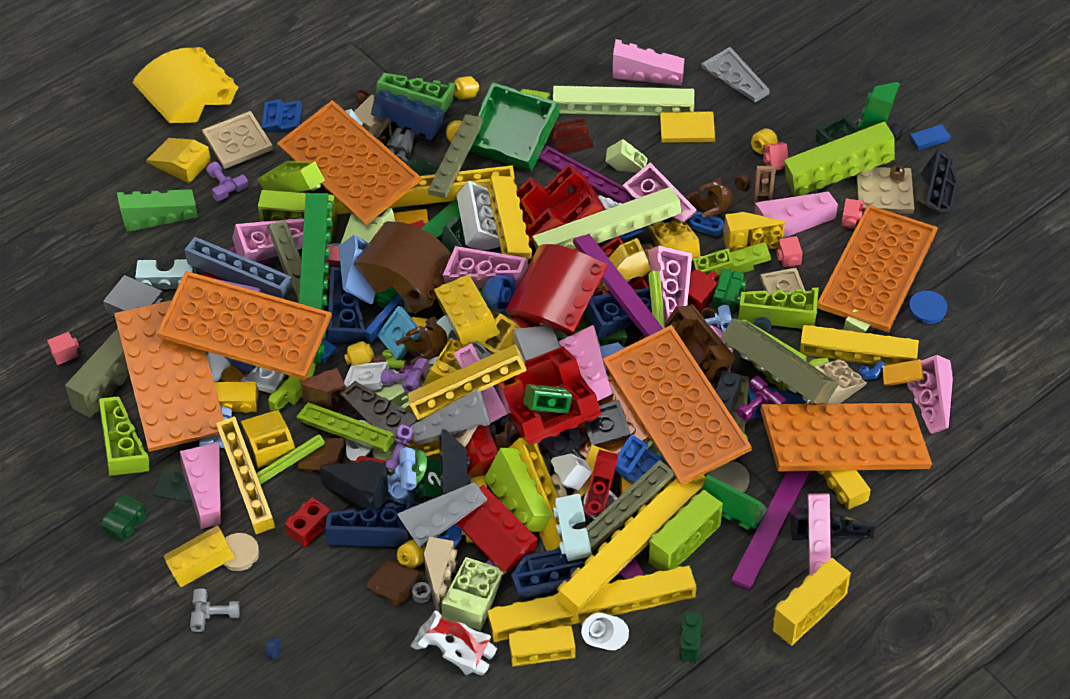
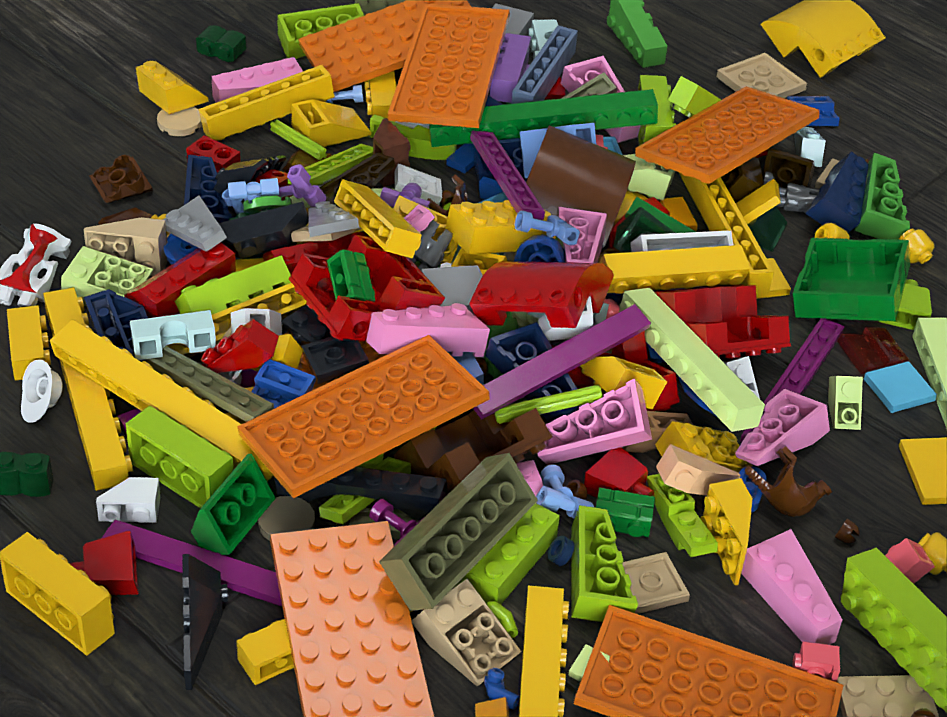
camera: 80 degrees right, 10 degrees down
(181, 158) = (717, 46): yellow slope -> none
(203, 610) = (103, 103): light grey bar -> none
(226, 183) = (708, 68): medium lavender bar -> none
(273, 648) = (50, 146): dark blue tile -> none
(329, 591) = (120, 179): none -> reddish brown slope
(359, 354) = (446, 175): yellow head -> none
(402, 301) = (506, 174): none -> magenta tile
(421, 159) = (759, 201): none -> yellow tile
(455, 156) = (773, 221): olive plate -> none
(490, 273) = (553, 227): none -> medium blue bar
(608, 129) = (900, 387): none -> medium azure tile
(710, 243) = (691, 472): none -> light nougat slope
(715, 565) = (131, 501): none -> white slope
(763, 183) = (831, 540): medium nougat slope -> none
(779, 575) = (111, 563): none -> red torso
(789, 252) = (715, 584): coral brick -> none
(818, 530) = (160, 590): bright pink plate -> none

